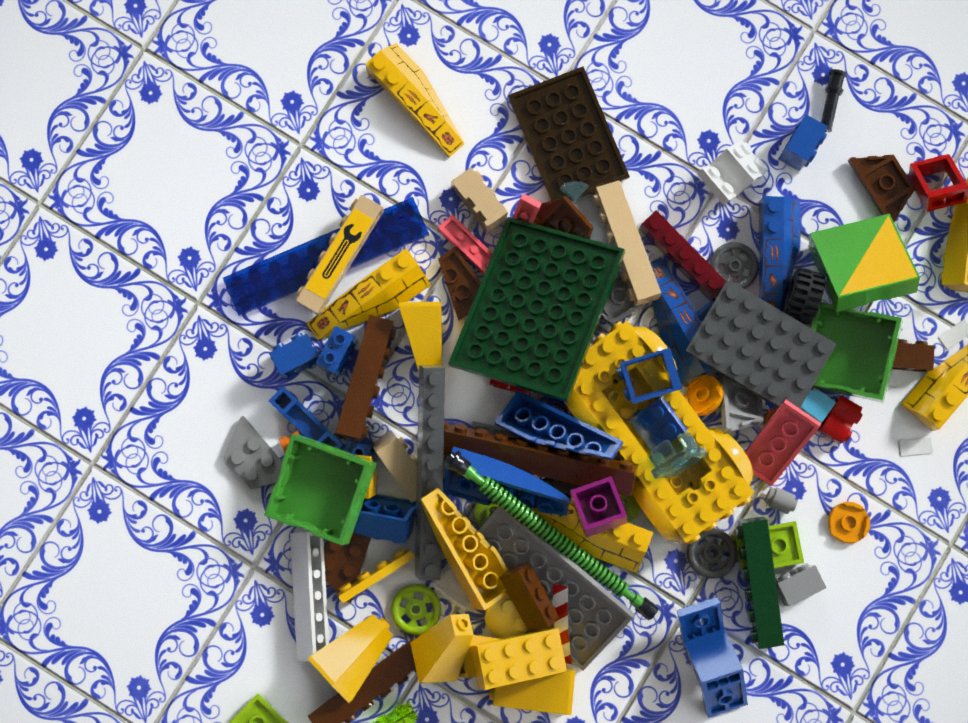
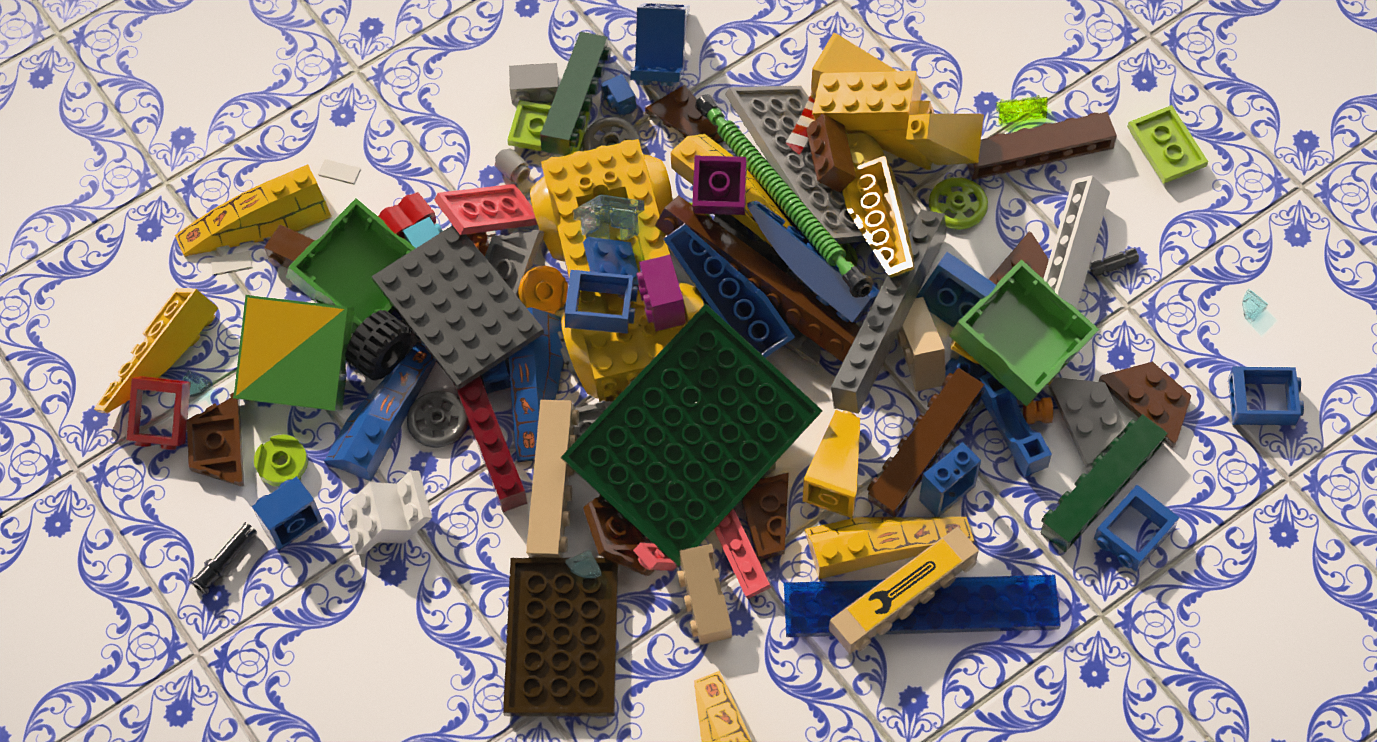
camera: 150 degrees left, 20 degrees down
(146, 516) = (1264, 375): none -> blue window
(156, 604) = (1252, 305): none -> clear light blue tile
(207, 383) = (1153, 511): none -> blue window
(211, 492) = (1153, 393): none -> reddish brown wing
(225, 403) = (1103, 482): none -> dark green brick
(275, 601) = (1114, 262): none -> dark grey axle
(294, 356) = (1001, 496): blue brick -> none
(353, 655) = (1053, 165): yellow slope -> none
(367, 579) = (994, 241): yellow plate -> none
(604, 395) = (661, 293): none -> magenta brick
(667, 601) = (679, 112): none -> reddish brown wing
(727, 598) = (619, 95): none -> blue brick
(834, 177) = (272, 450): none -> lime plate
(848, 522) = (451, 125): light orange tile -> none
(928, 222) = (198, 383): none -> clear light blue tile

